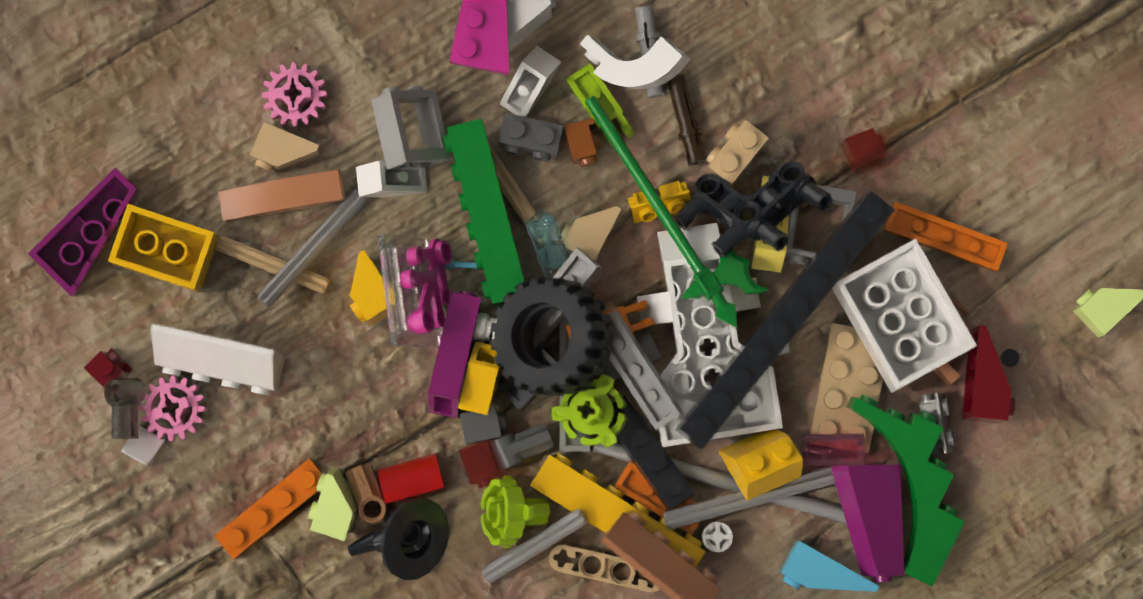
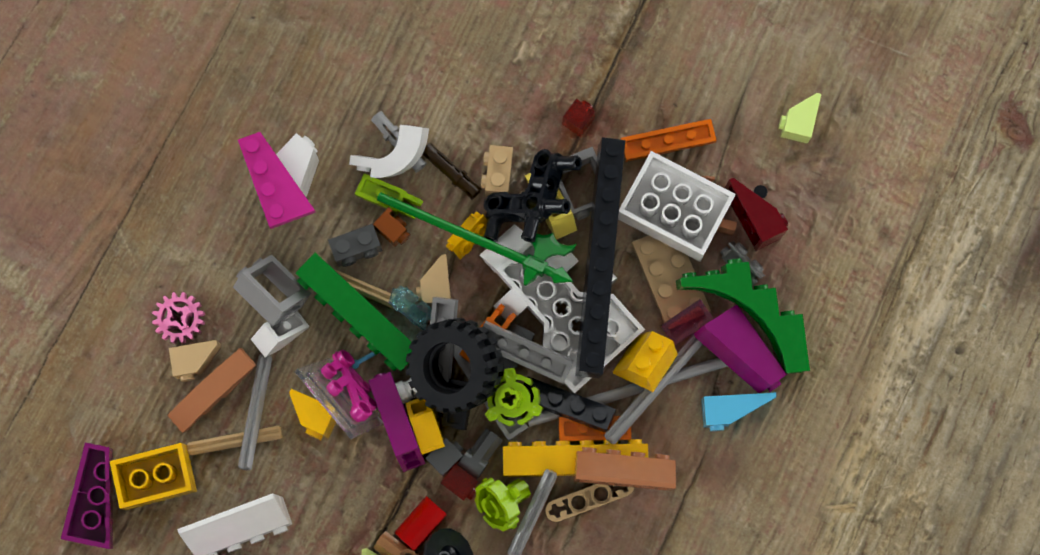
camera: 35 degrees left, 5 degrees down
(530, 82) = (332, 210): white slope -> none
(722, 536) = (651, 427): white wheel -> none

